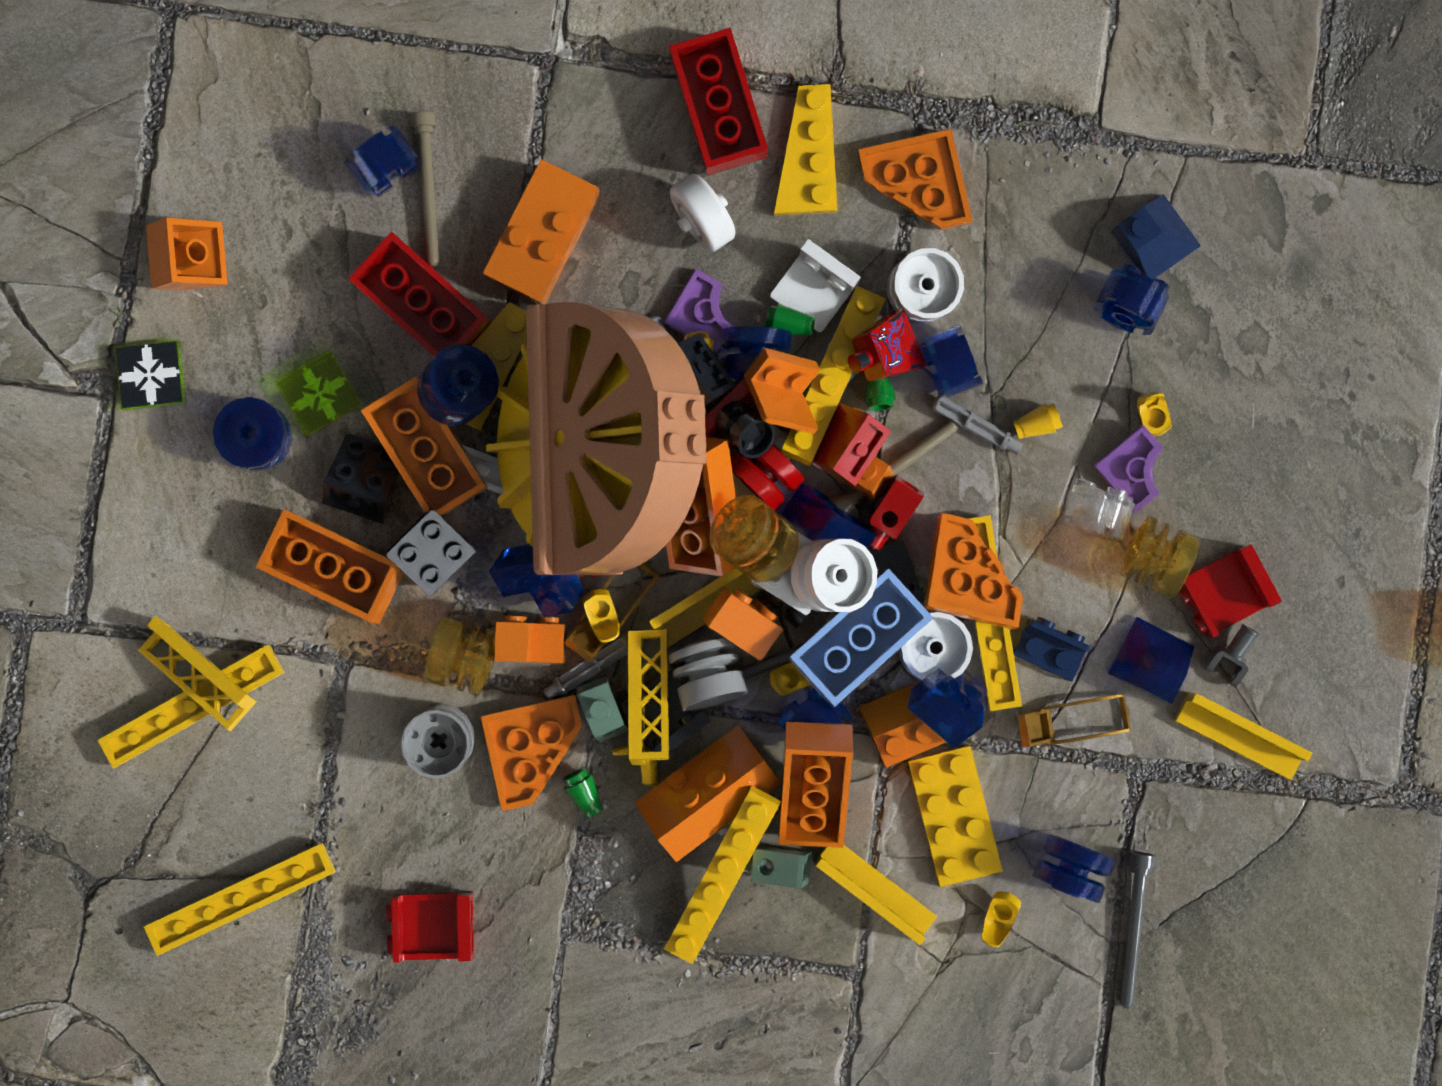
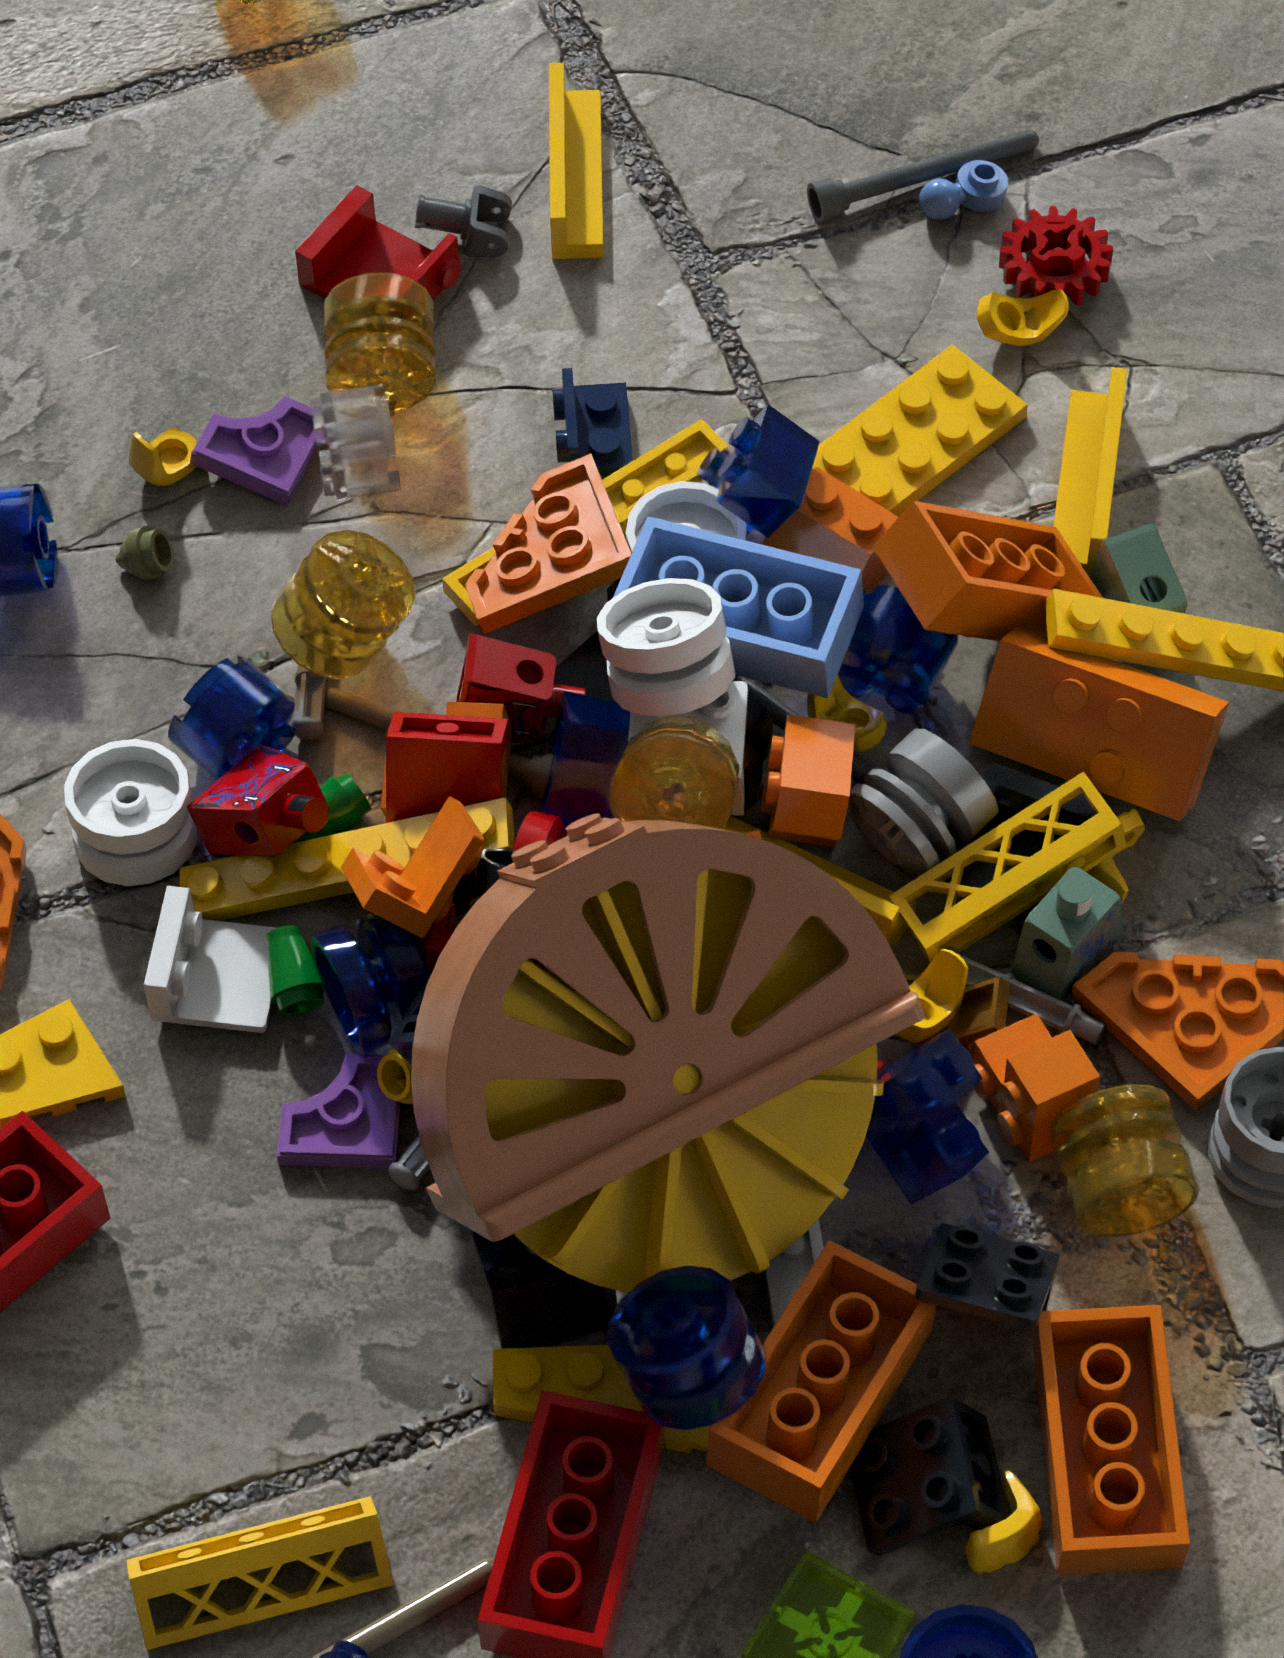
camera: 115 degrees left, 30 degrees down
(313, 501) = (1007, 1539): none -> yellow hair
(491, 157) = (253, 1550): none -> yellow fence
(542, 233) = (345, 1405): orange brick -> none
(583, 792) = (1211, 908): green cone -> none
(702, 212) = (180, 1163): white wheel -> none
(991, 432) = (342, 604): none -> clear yellow wheel
(1037, 726) = (715, 396): pearl gold piece -> none
(1038, 422) = (253, 580): yellow cone -> none
(1044, 957) = (1055, 255): none -> red gear
(1073, 869) = (891, 249): clear blue wheel -> none
(1093, 373) = (146, 553): none -> olive plate
(1107, 925) = (978, 187): none -> medium blue plate
(1152, 661) = (536, 303): clear blue slope -> none

